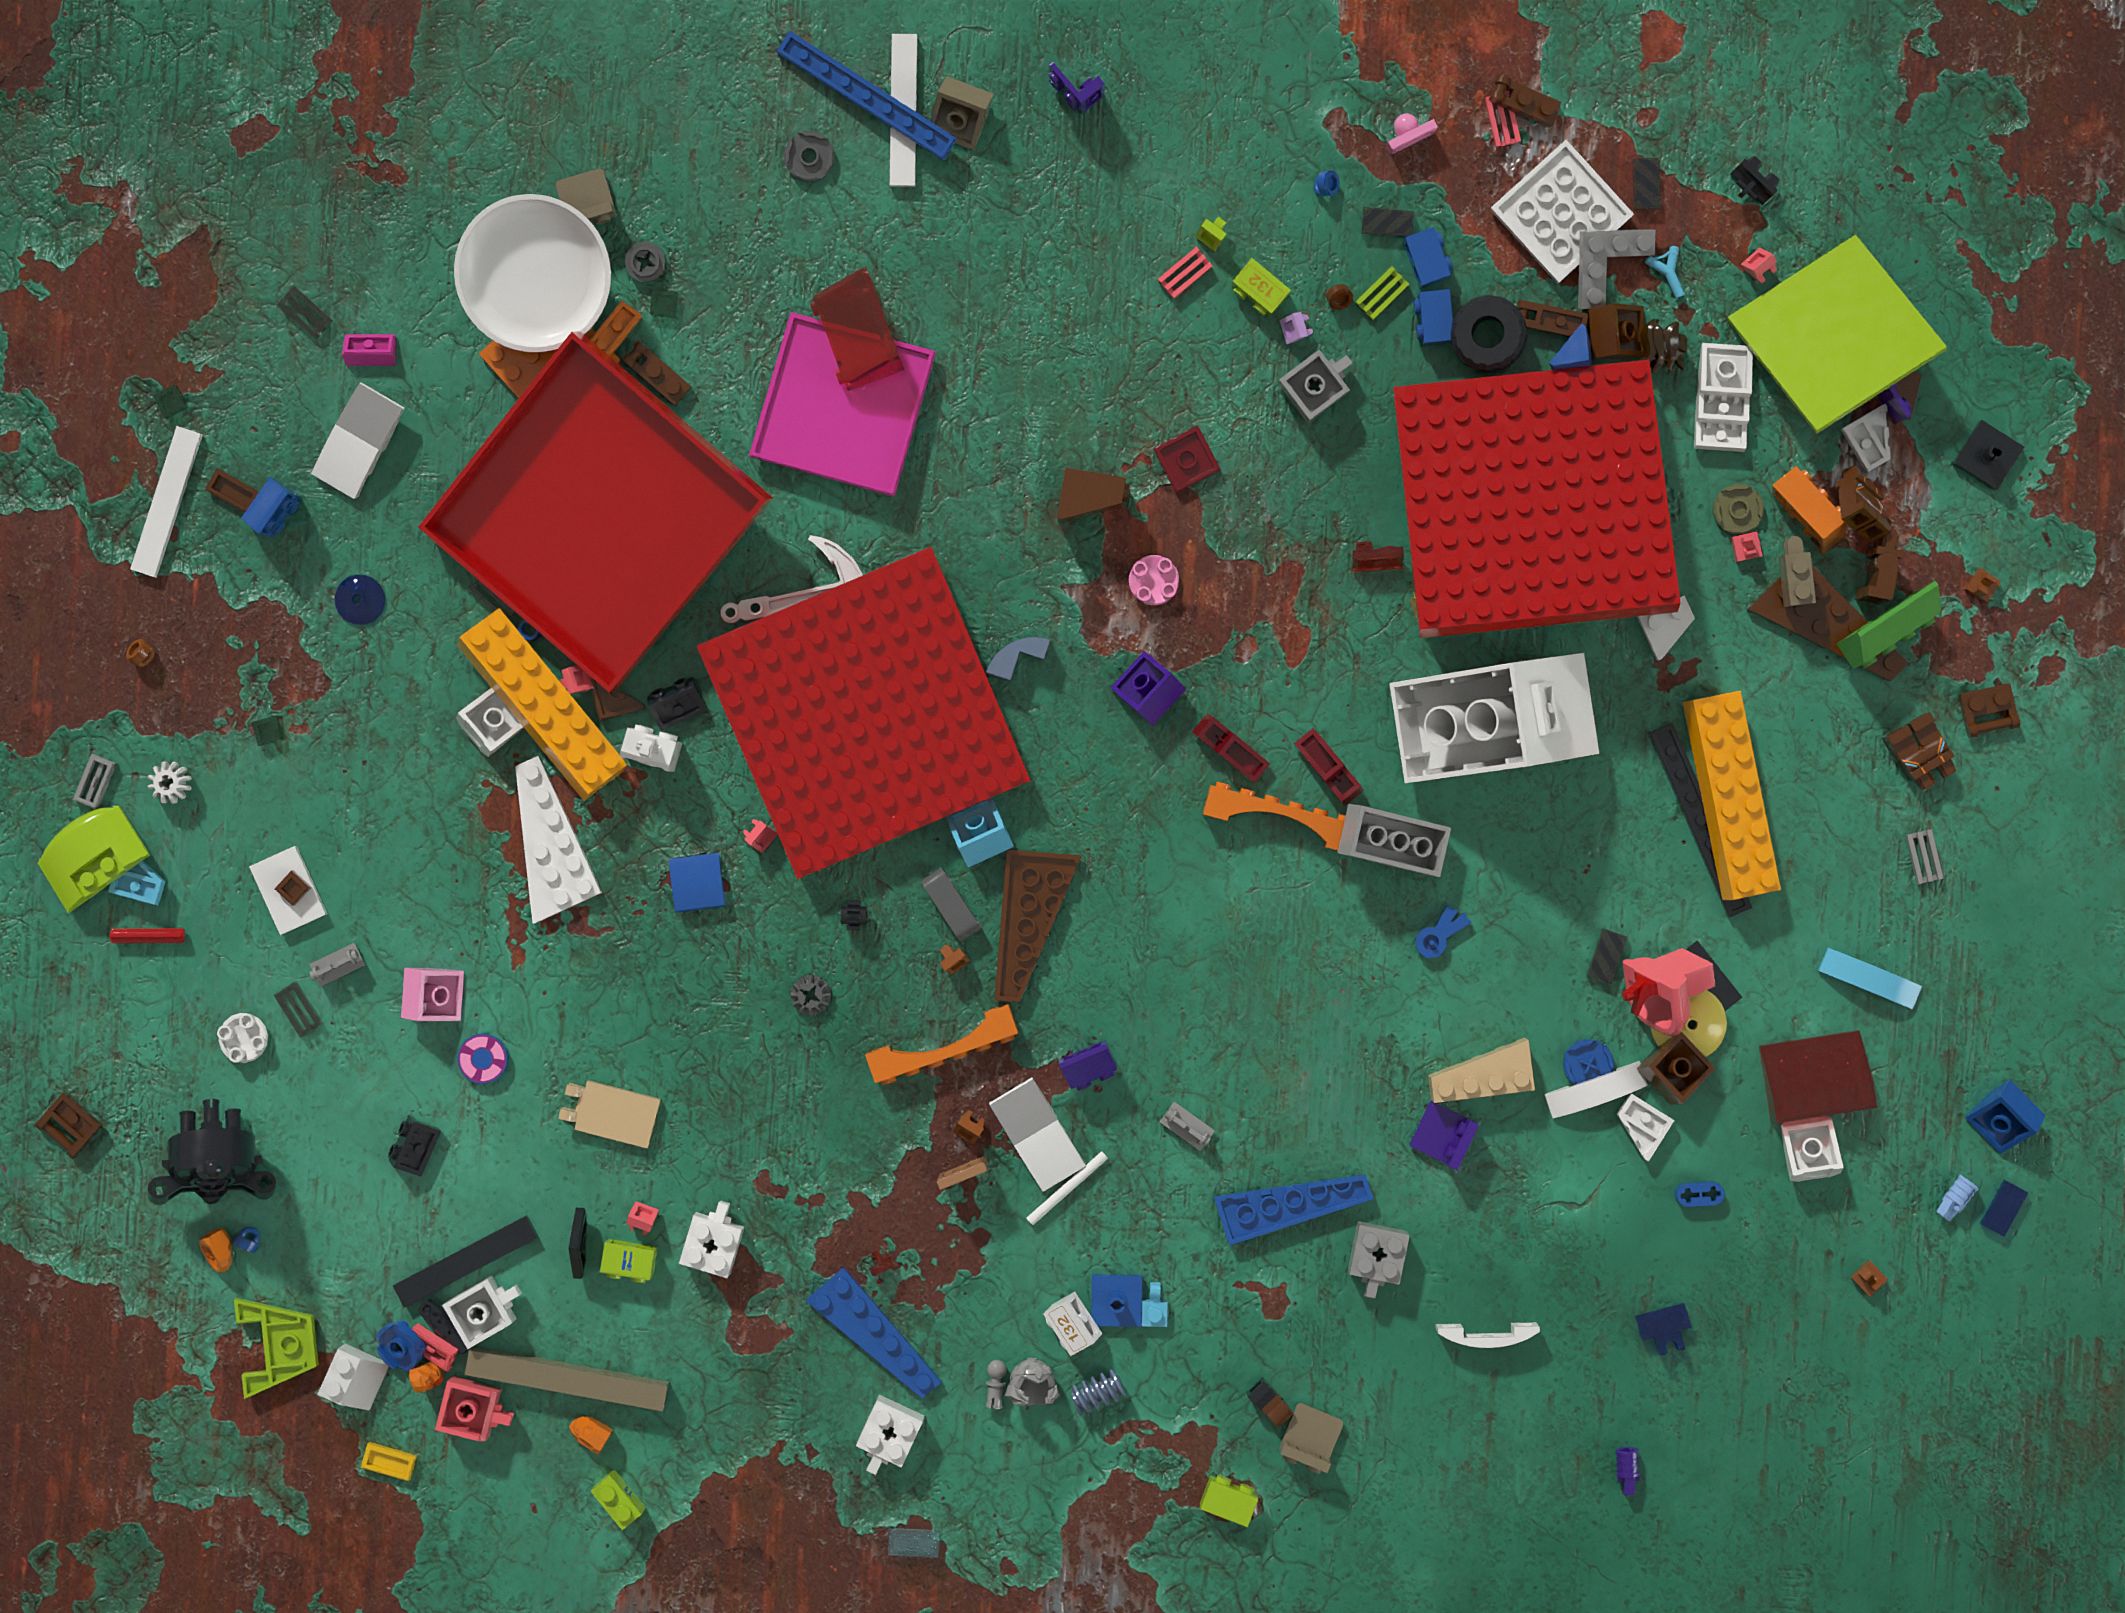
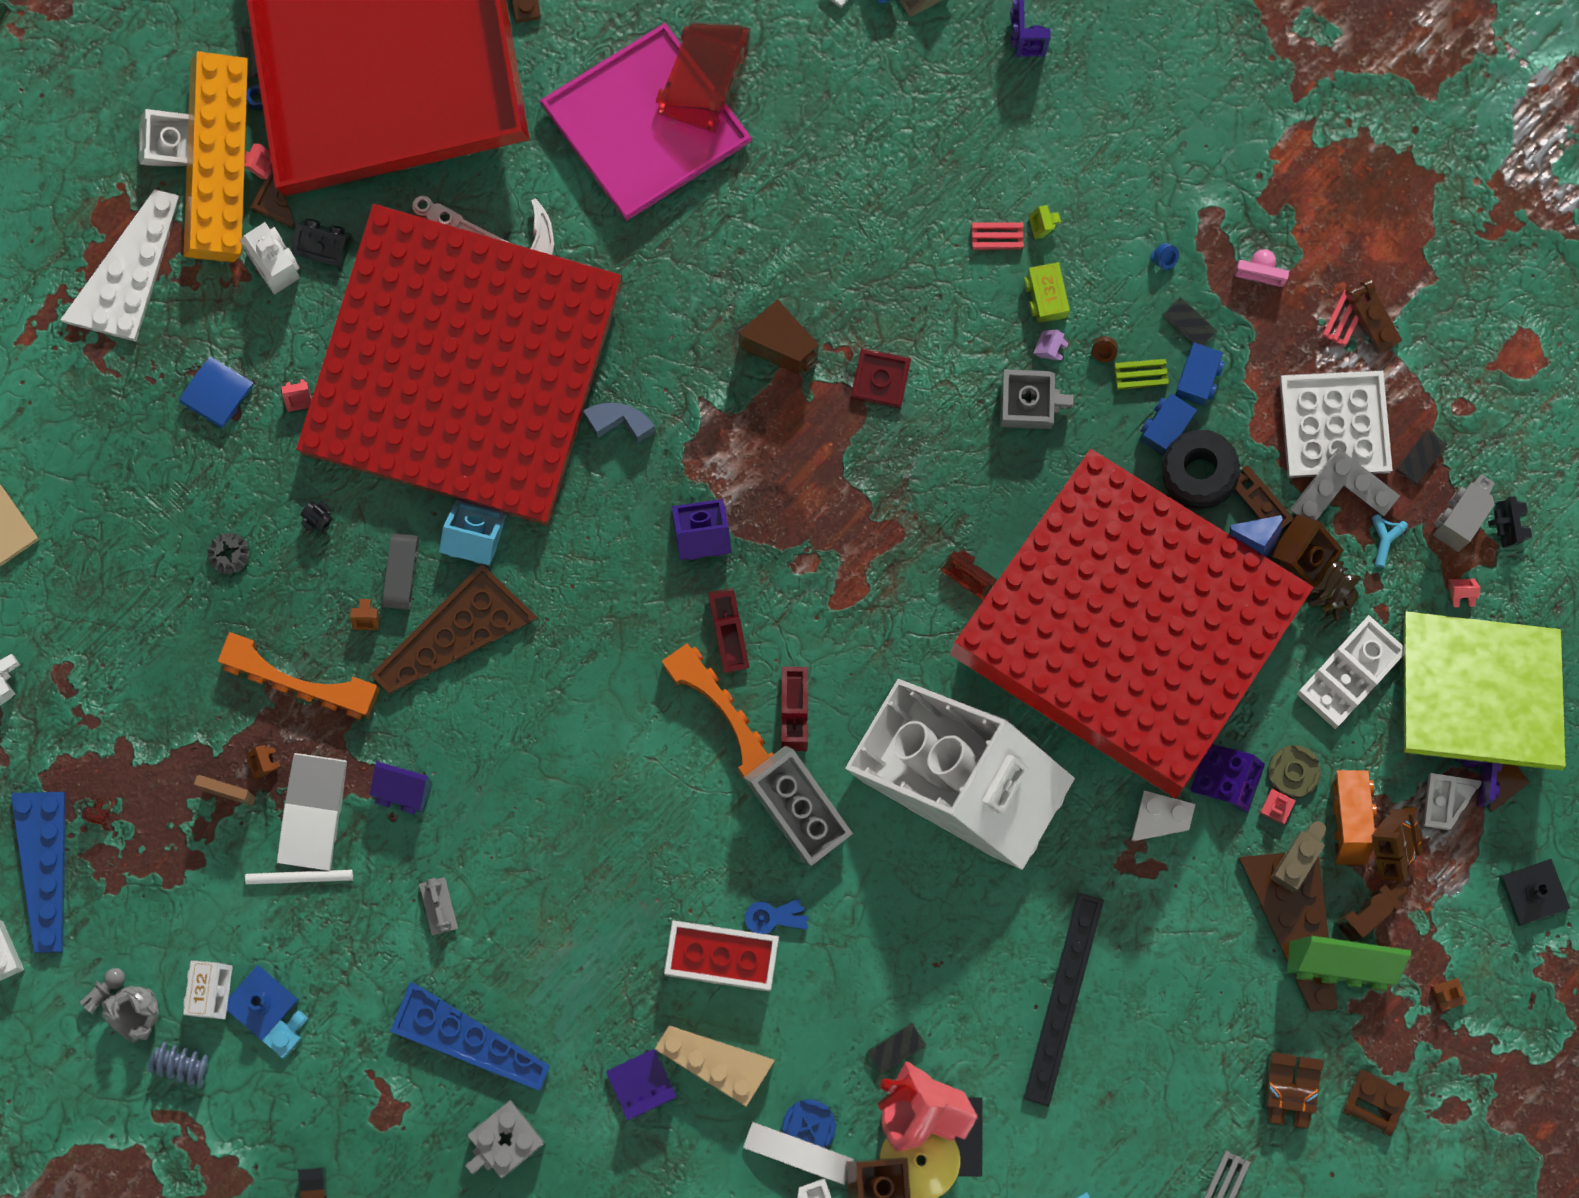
camera: 35 degrees right, 10 degrees down
(1153, 580) = (776, 449): bright pink dish -> none
(1426, 995) = (721, 956): none -> red brick
(1697, 553) = (1228, 776): none -> dark purple bracket
(1717, 203) = (1466, 513): none -> light grey hinge
(1731, 796) = (1104, 996): light orange brick -> none

